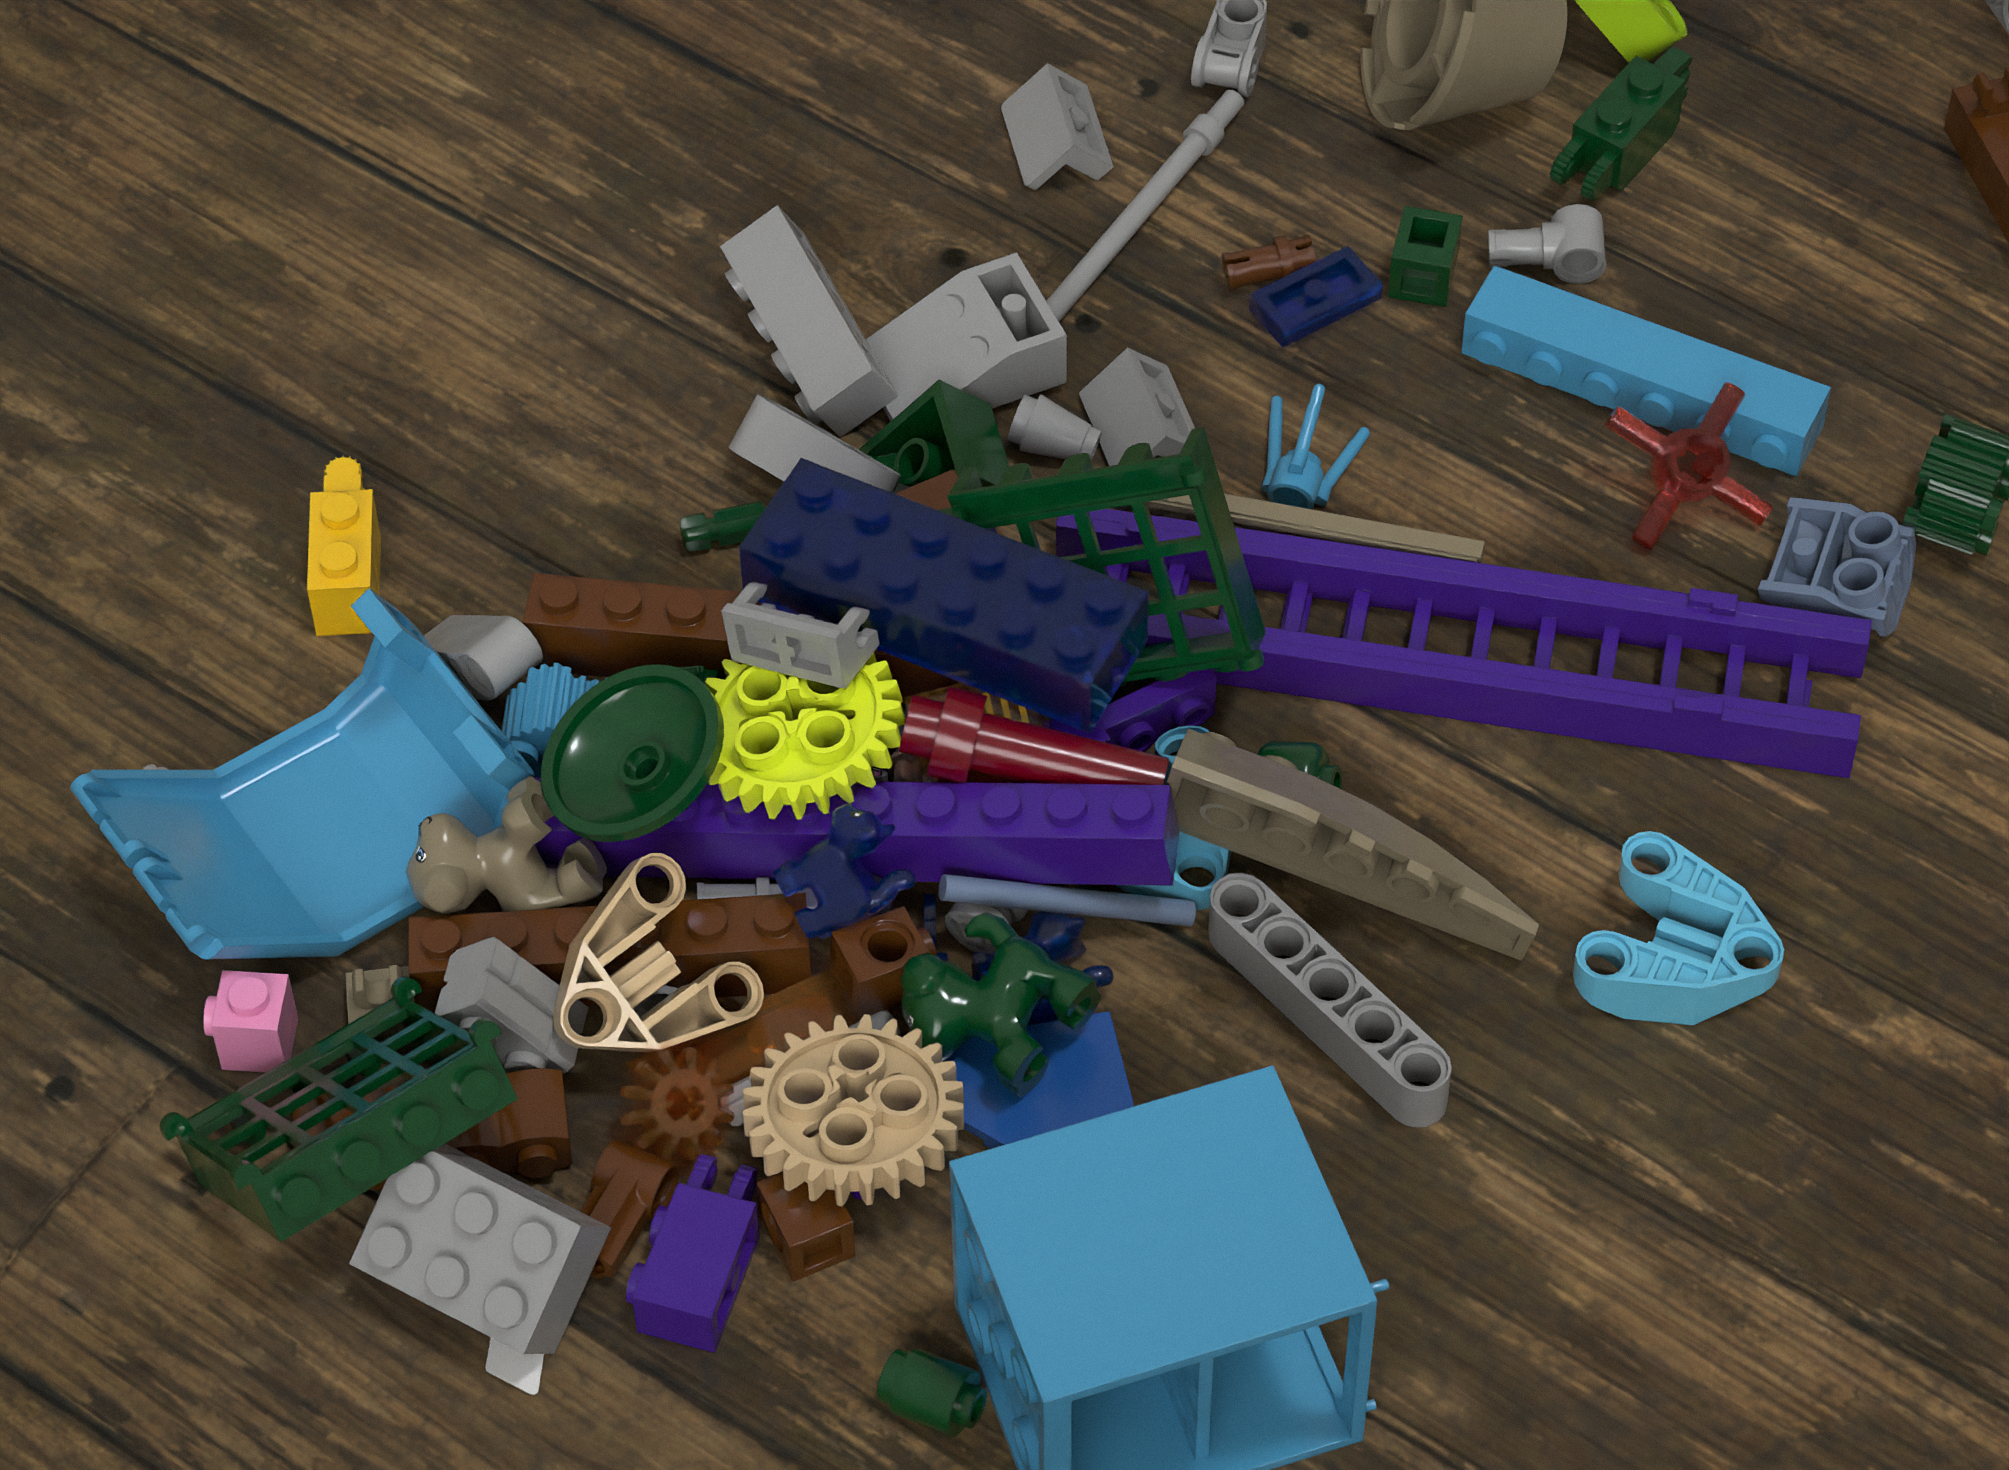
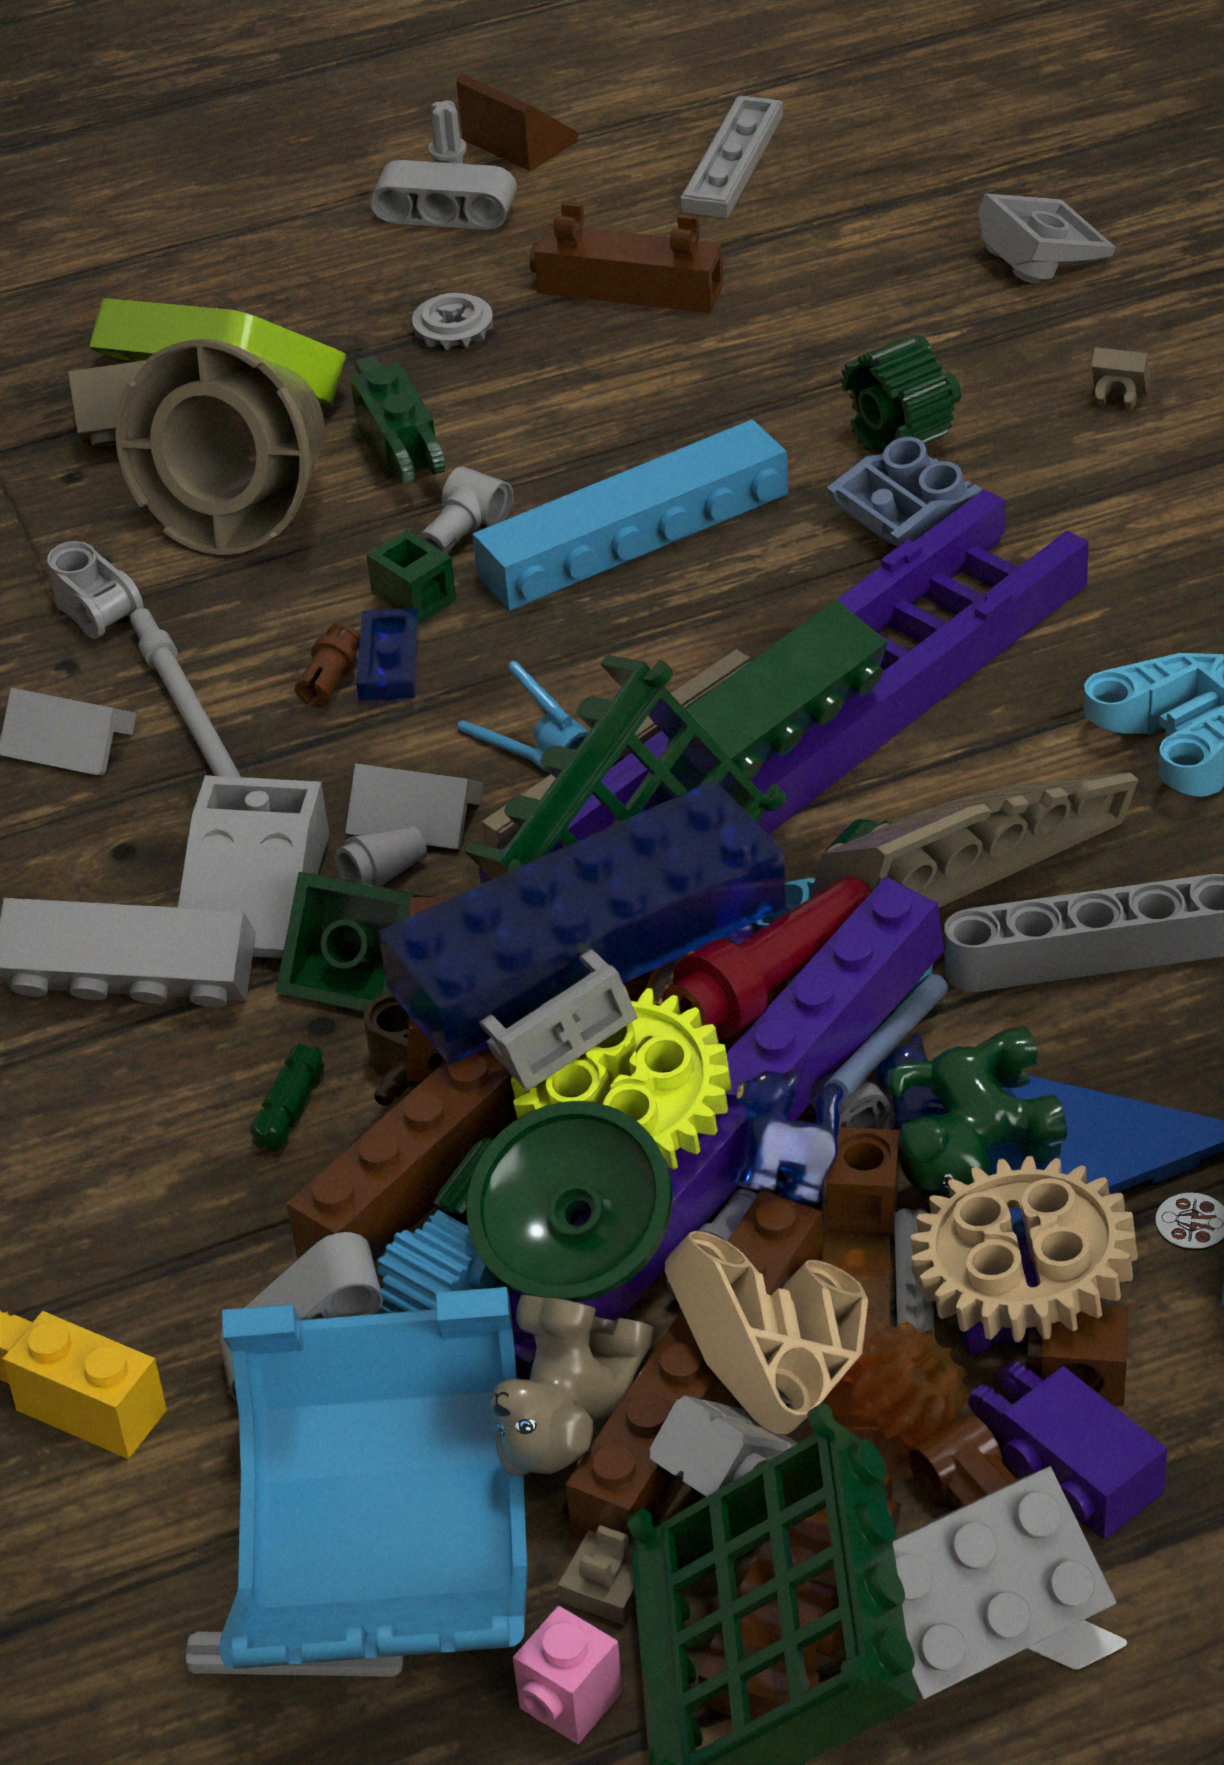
camera: 55 degrees left, 10 degrees down
(779, 437) = (278, 1009): light grey beam -> none
(1393, 599) = (787, 691): none -> dark green slope
(1711, 465) = (752, 521): clear red bar -> none
(1850, 75) = (452, 320): none -> light grey gear

